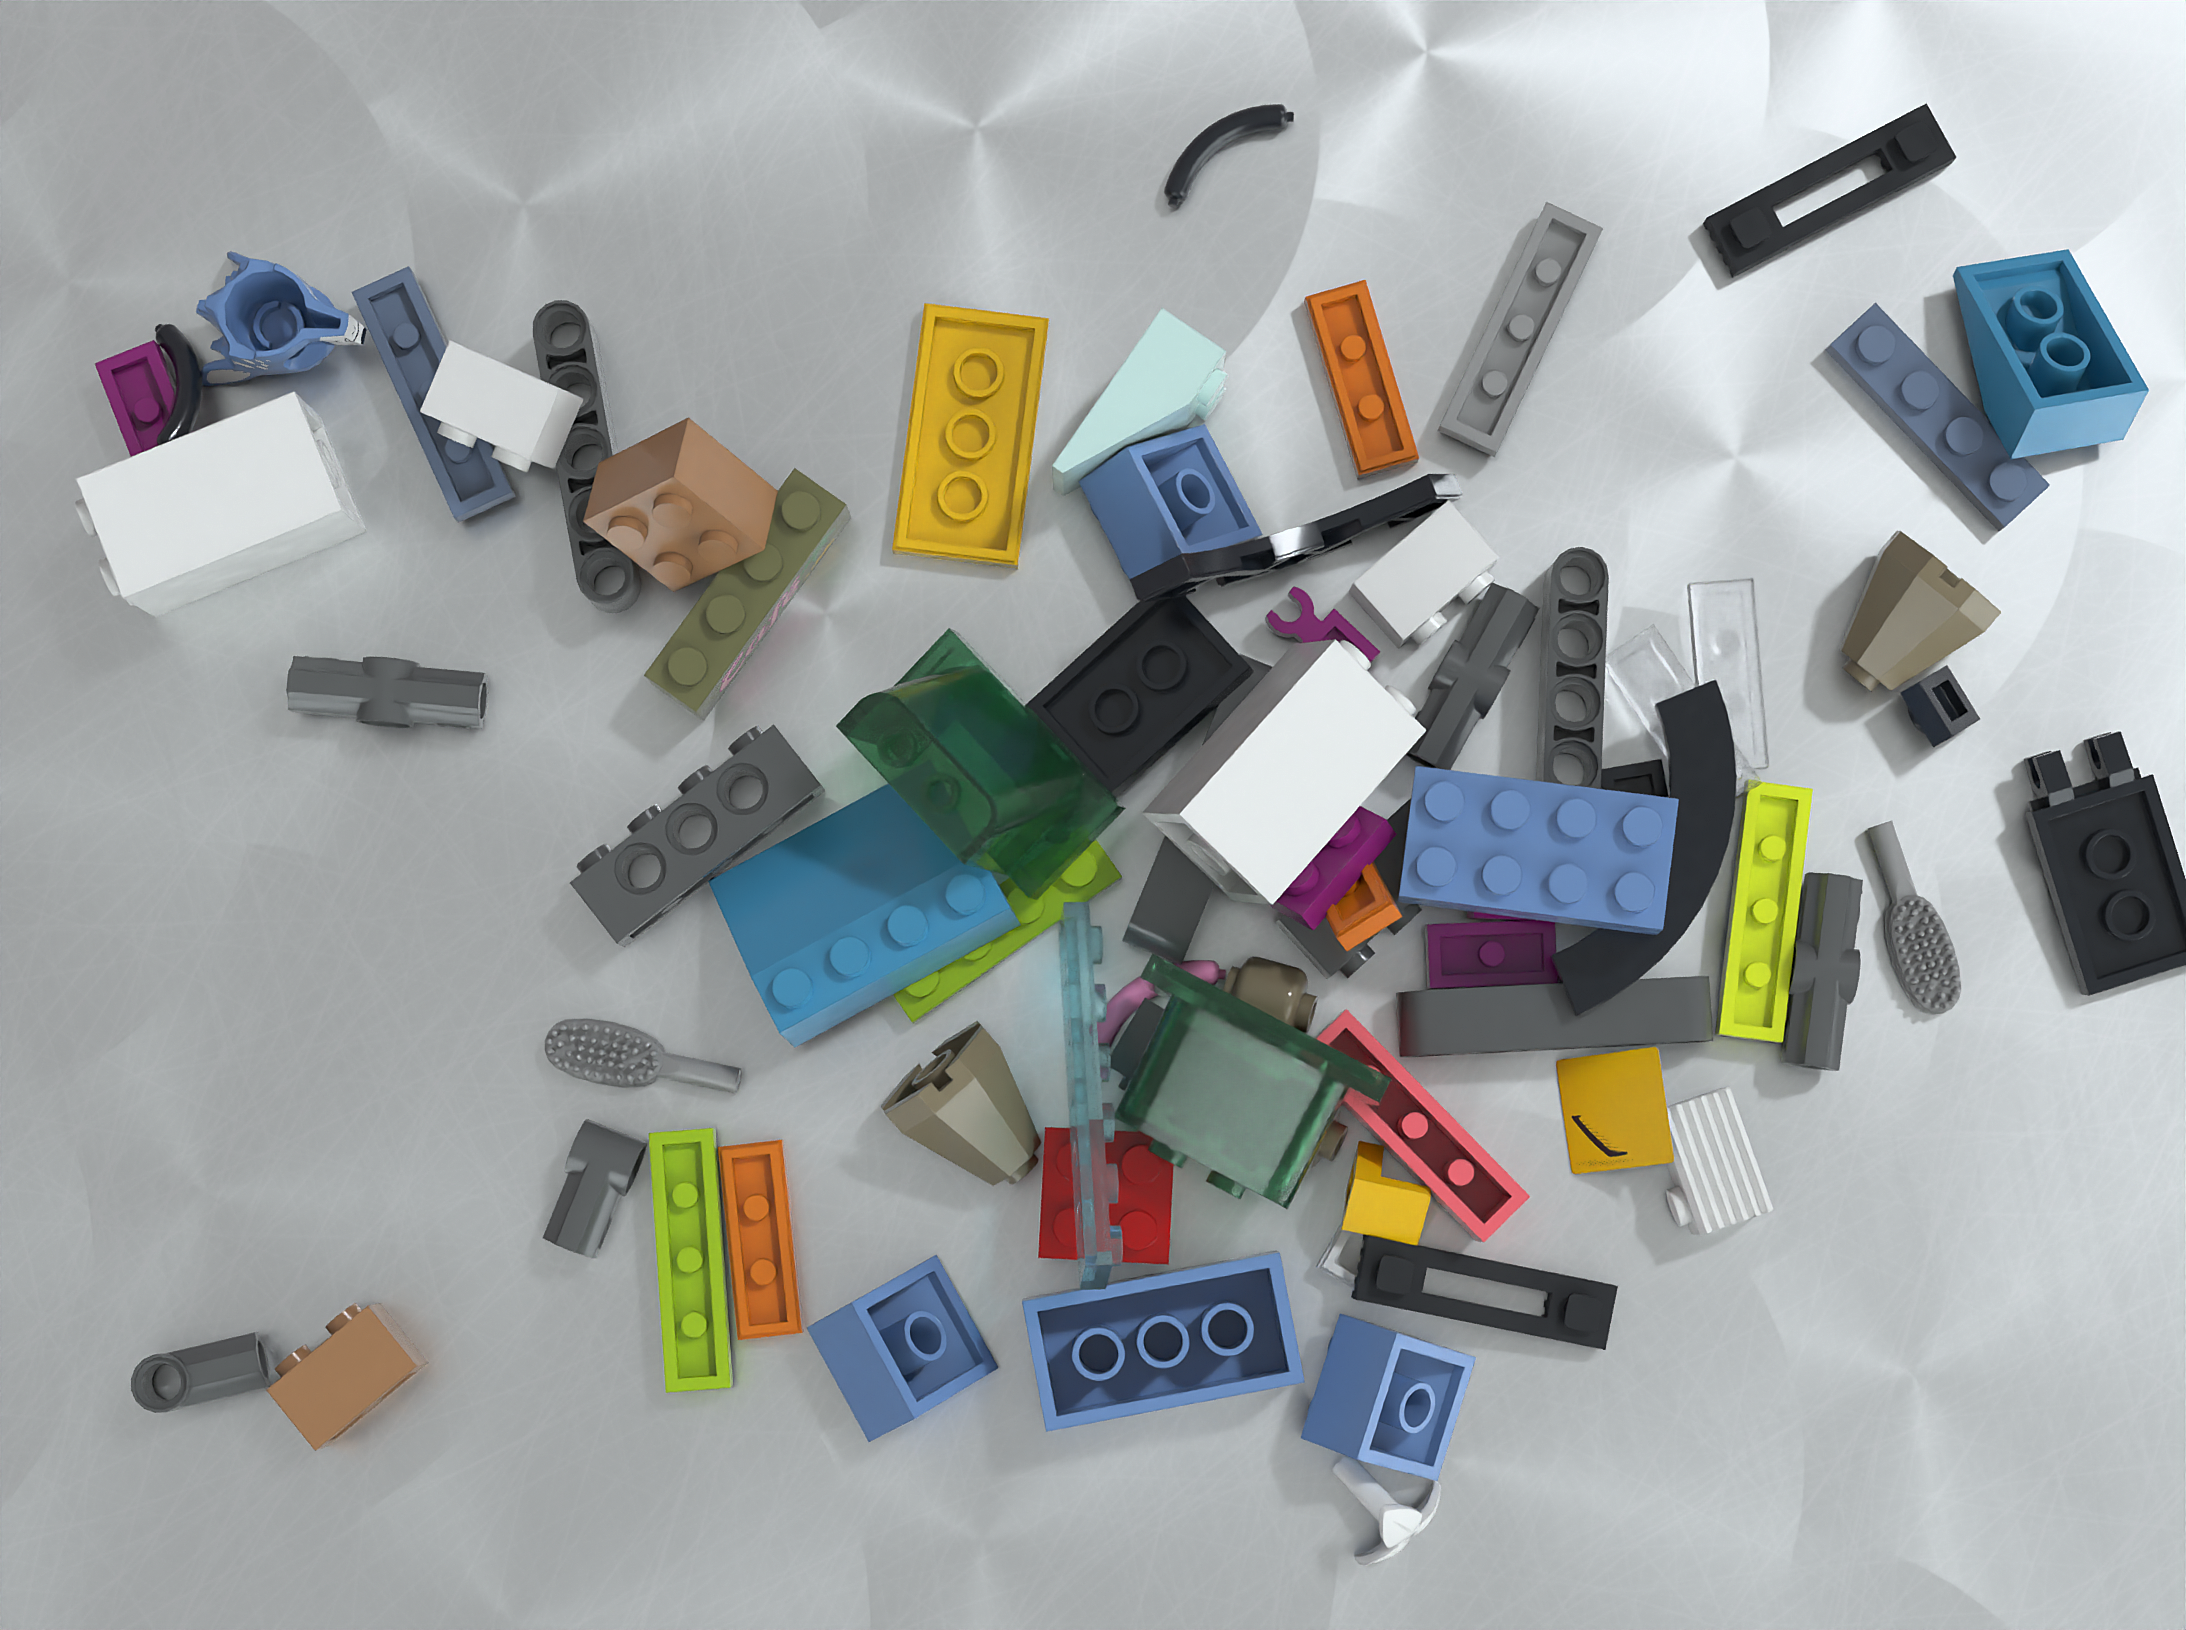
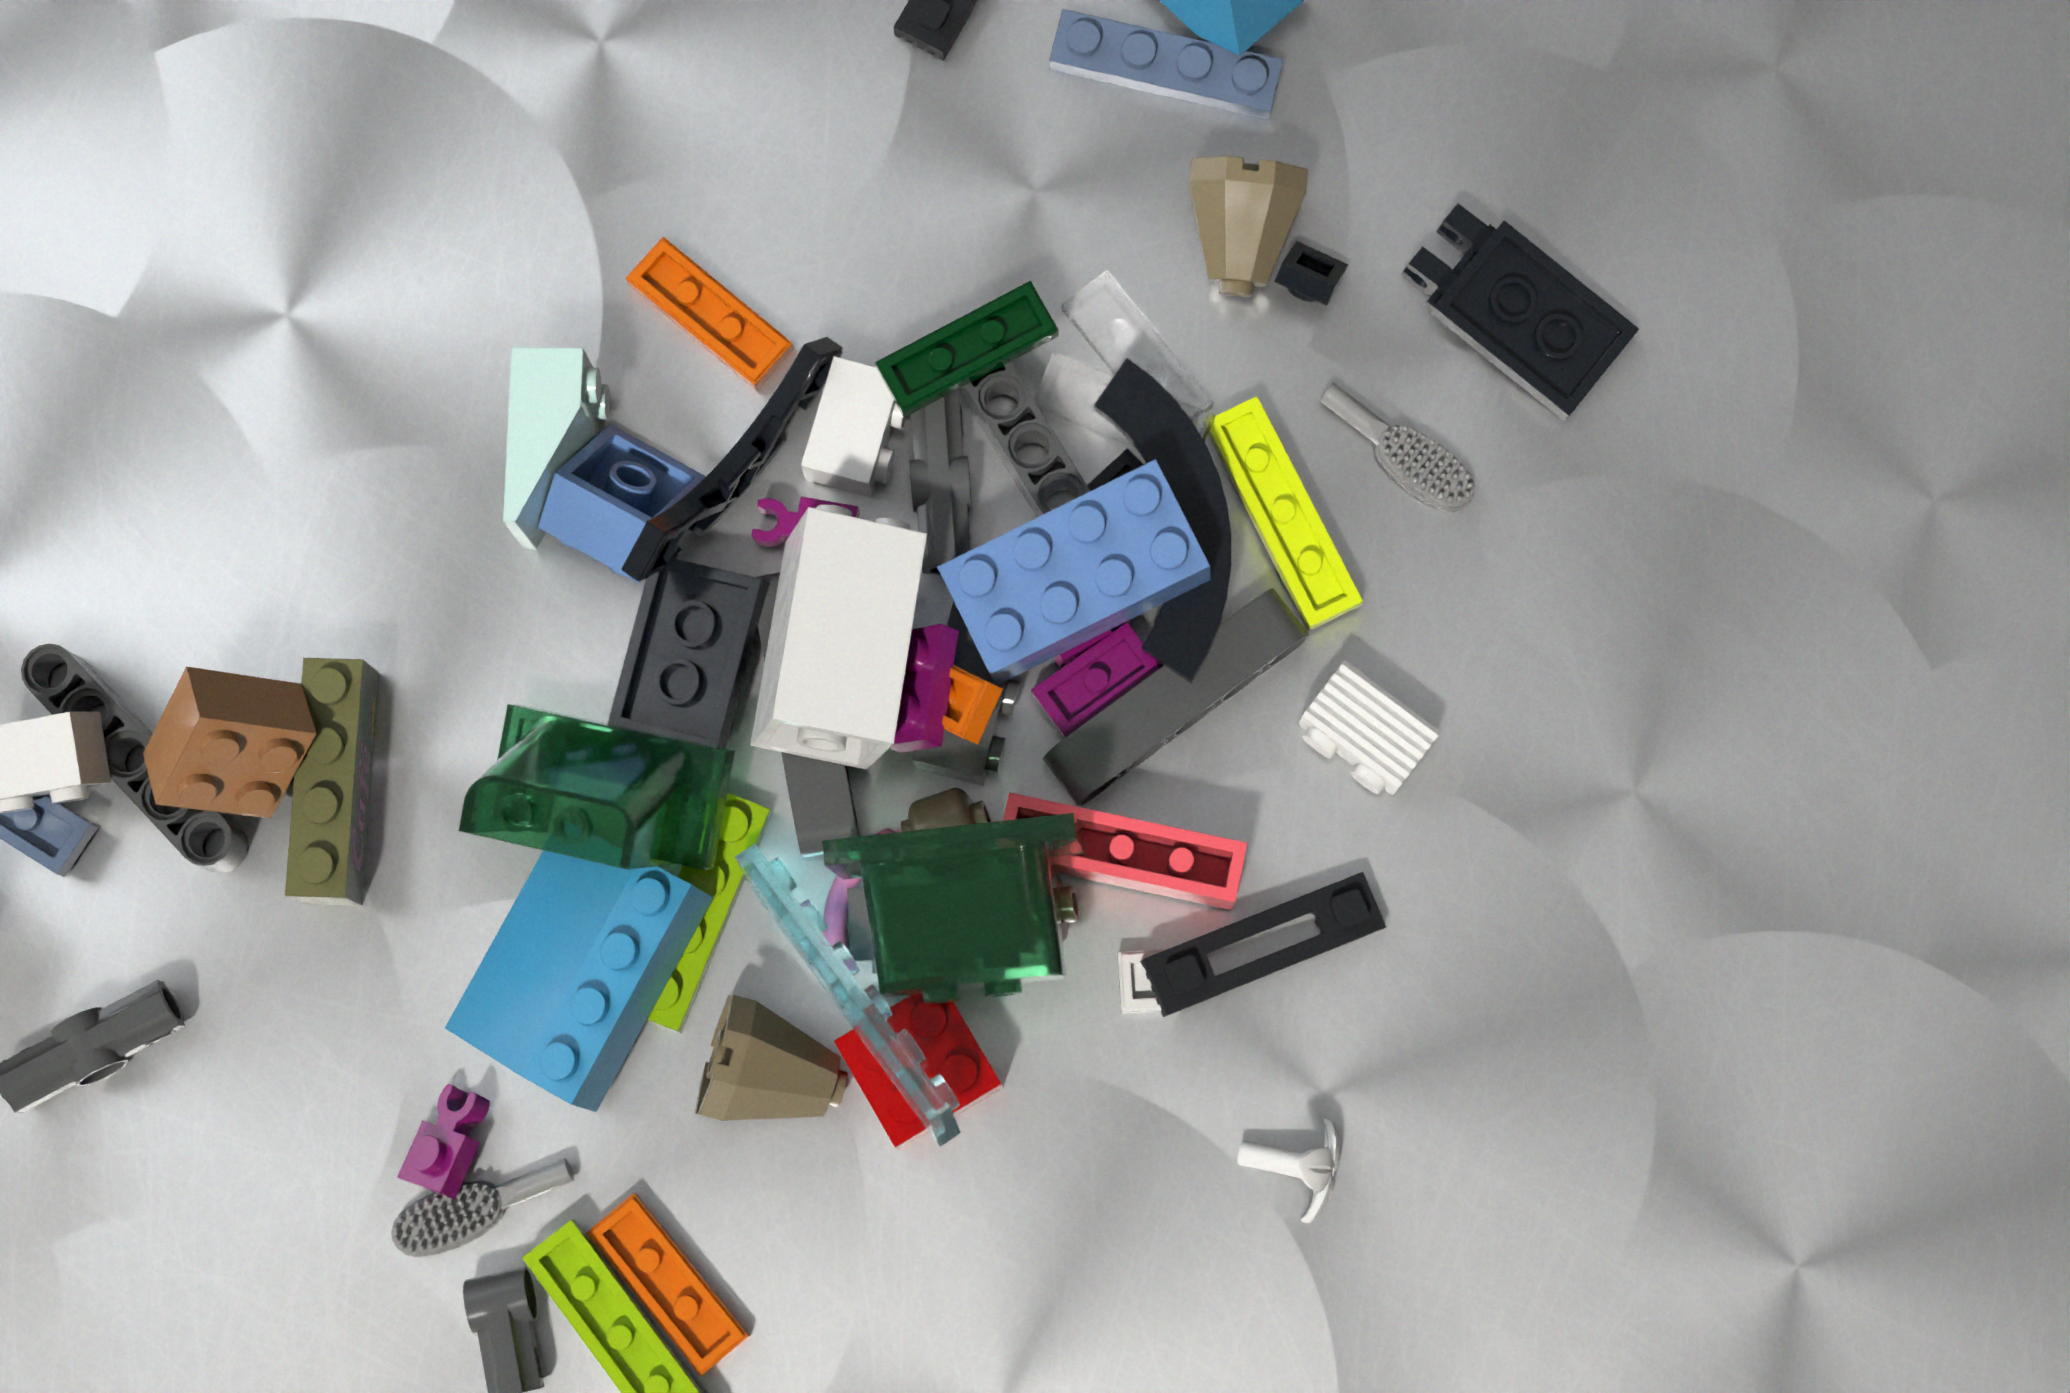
camera: 30 degrees left, 5 degrees down
(638, 992) = (443, 1150): none -> magenta plate
(734, 831) = (420, 1030): dark grey brick -> none
(902, 1348) = (835, 1294): medium blue slope -> none
(970, 436) = (432, 549): yellow tile -> none
(1163, 1340) = (1036, 1148): medium blue brick -> none
(1214, 138) = (478, 204): black piece -> none
(1382, 1204) = (1139, 926): yellow panel -> none
(1387, 1398) = (1243, 1075): medium blue slope -> none
(1520, 329) = (806, 198): light grey plate -> none
(1575, 574) = (967, 349): none -> dark green tile
(1615, 1110) = (1270, 737): yellow sticker -> none
(1822, 971) = (1357, 528): dark grey piece -> none

